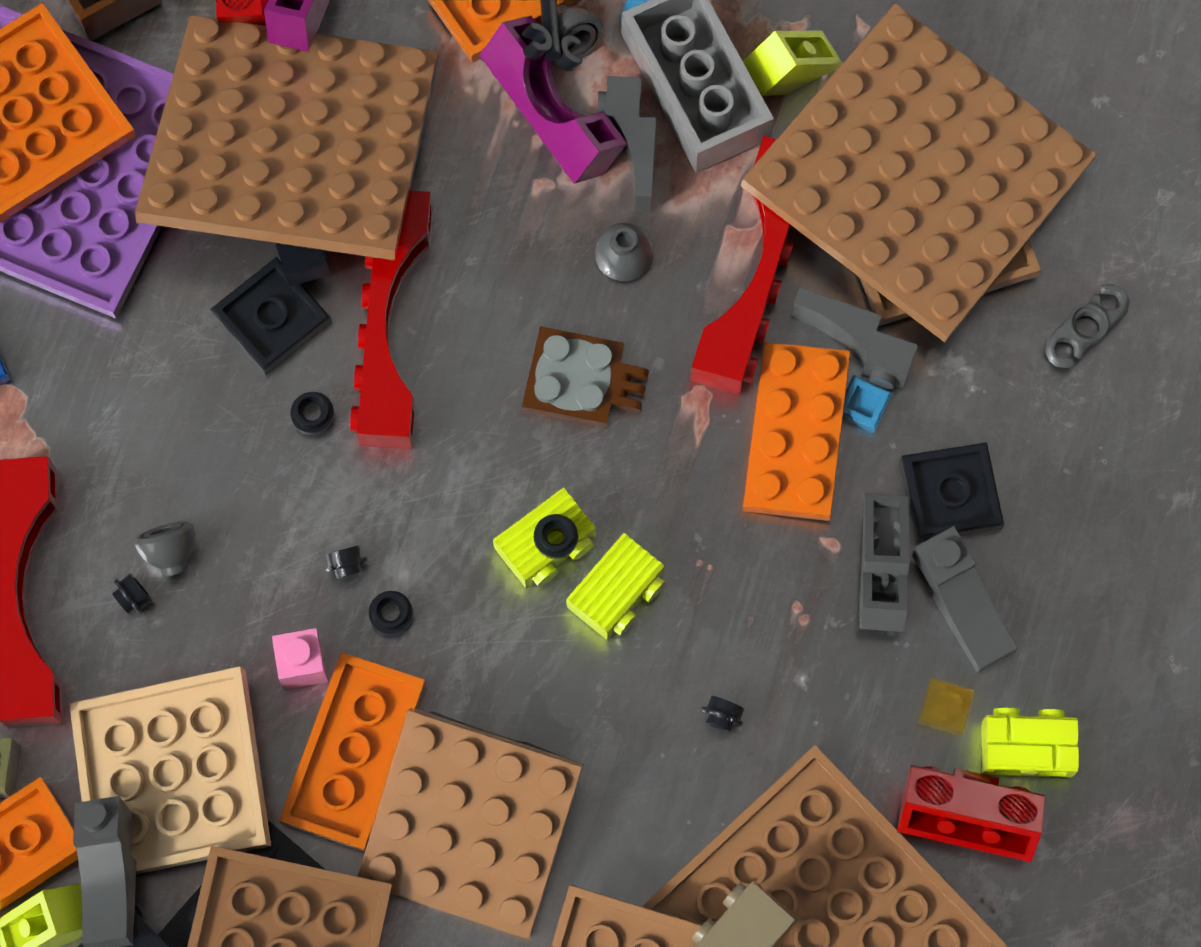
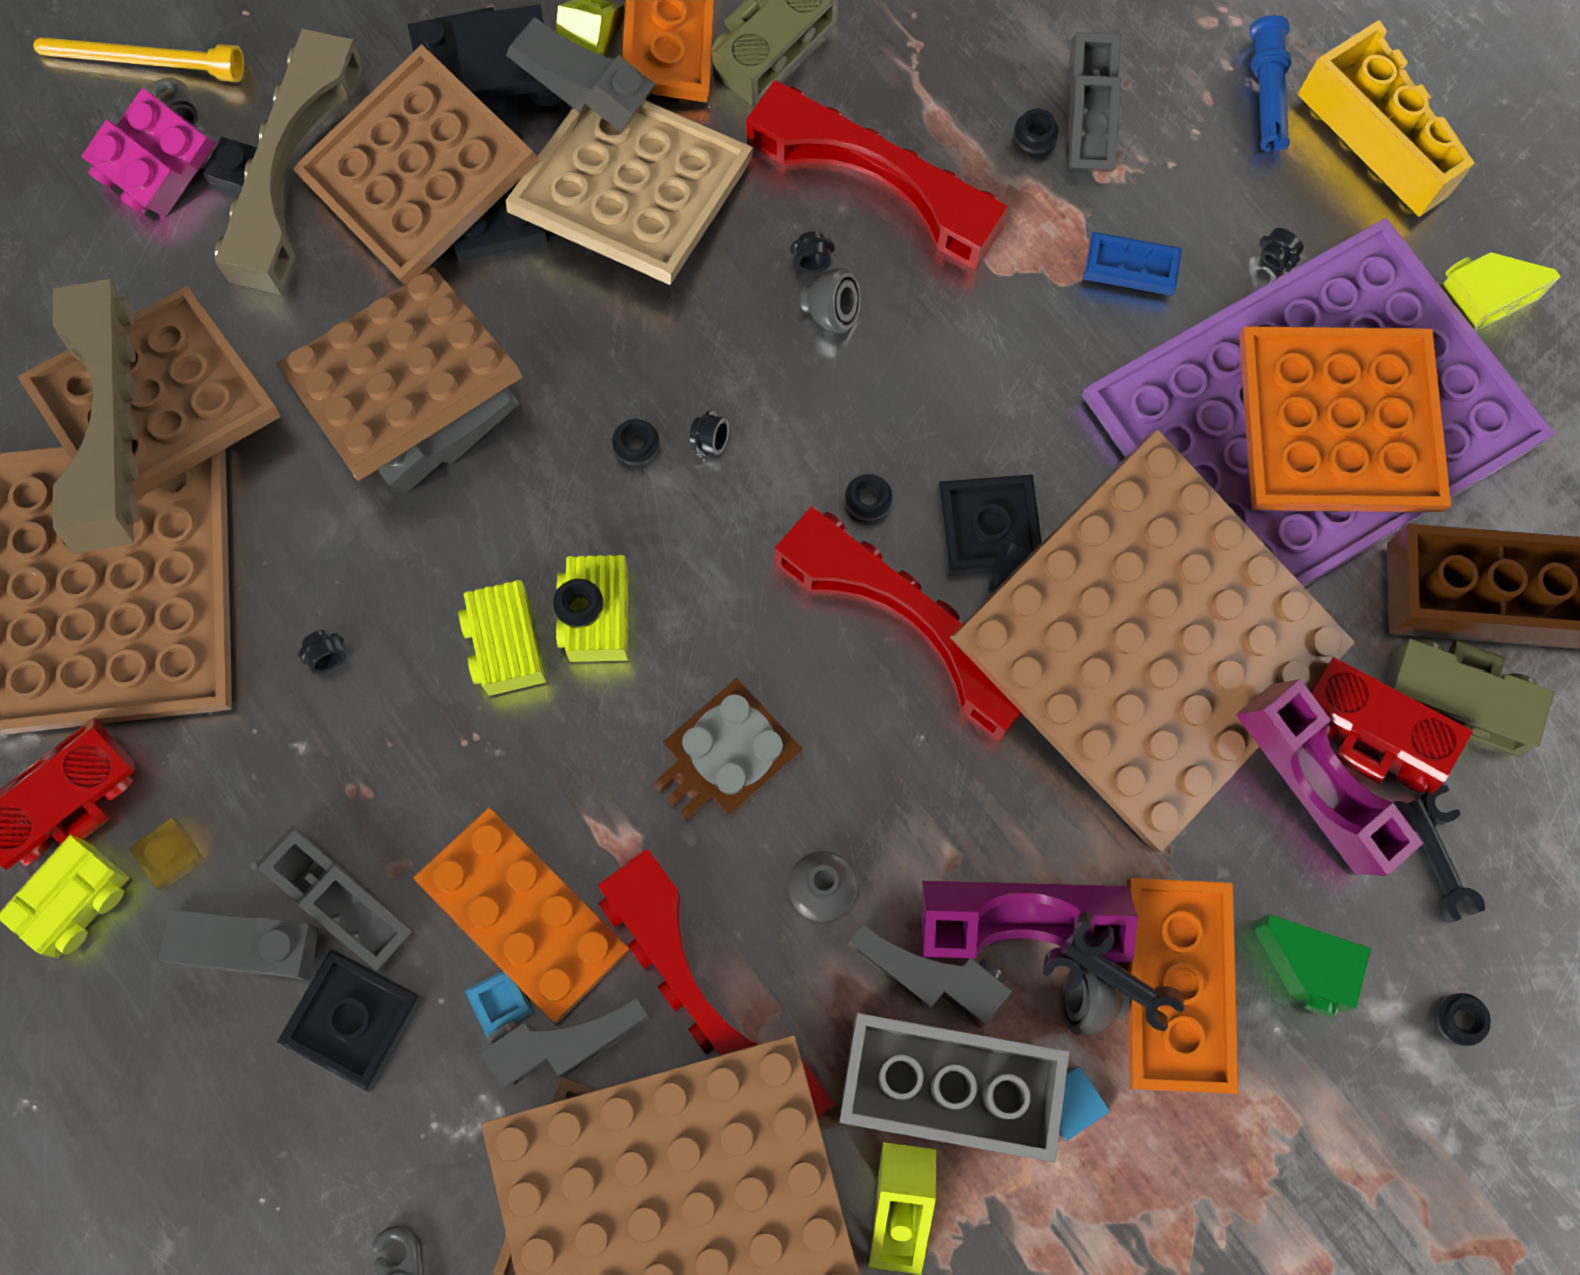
camera: 125 degrees right, 0 degrees up
(300, 659) = (648, 337): bright pink brick -> none
(350, 751) = (543, 331): orange plate -> none

